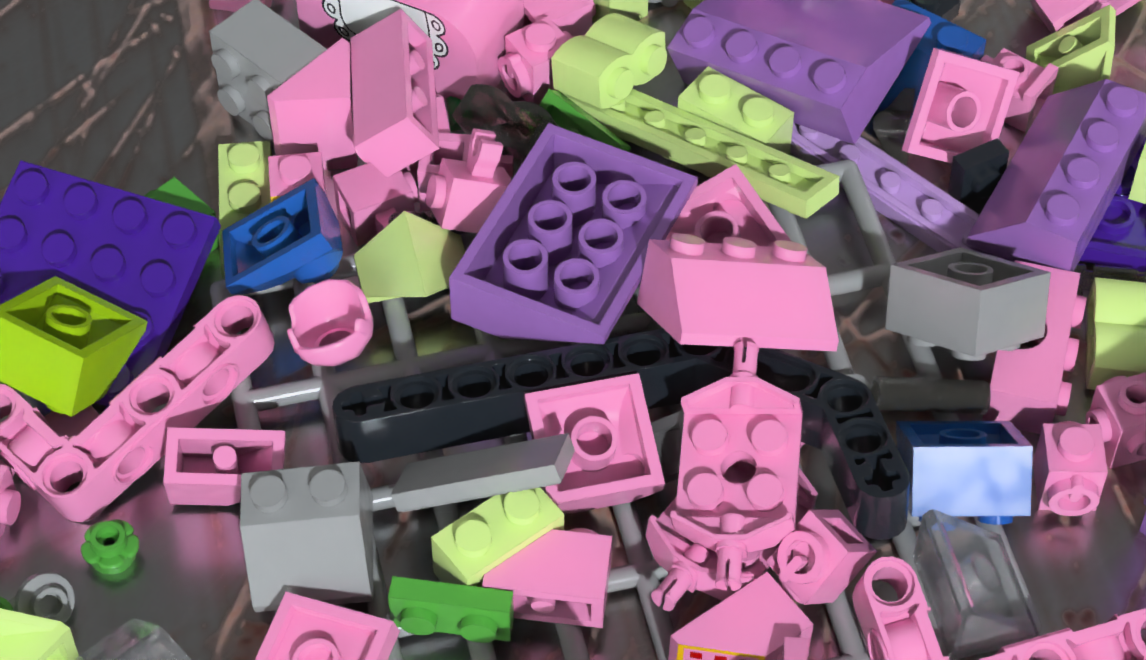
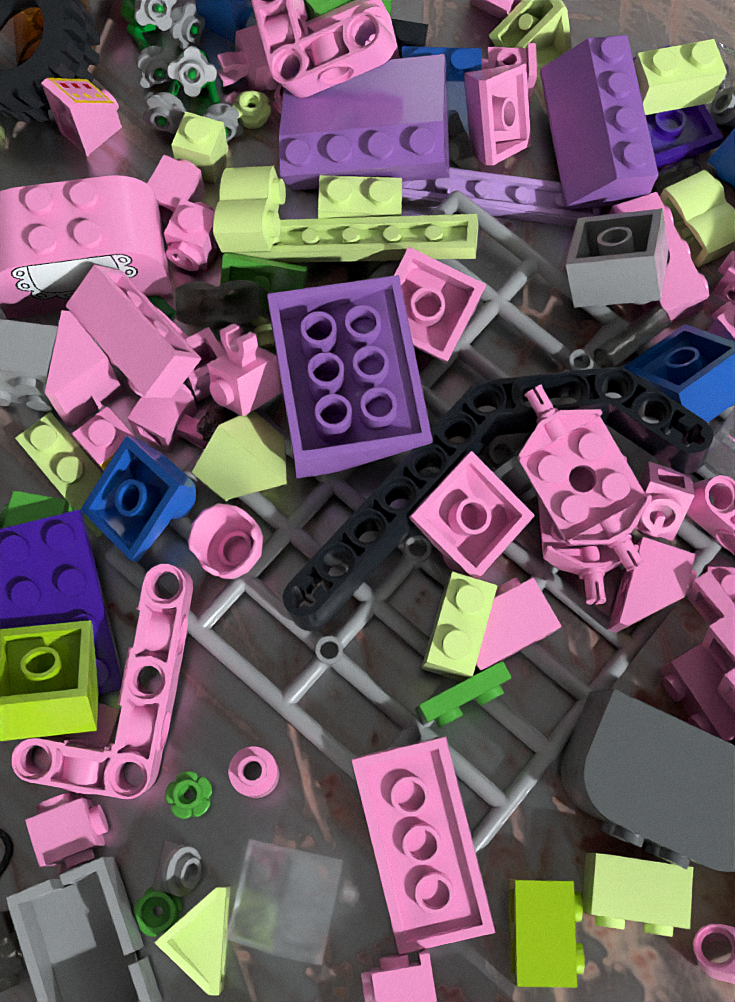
camera: 40 degrees left, 20 degrees up
(186, 555) = (265, 783): none -> bright pink brick
(207, 463) = (232, 691): bright pink slope -> none
(308, 534) = (334, 711): light grey slope -> none
(483, 473) = (423, 590): light grey tile -> none
(738, 293) = (491, 352): bright pink slope -> none
(978, 171) = (535, 150): black plate -> none

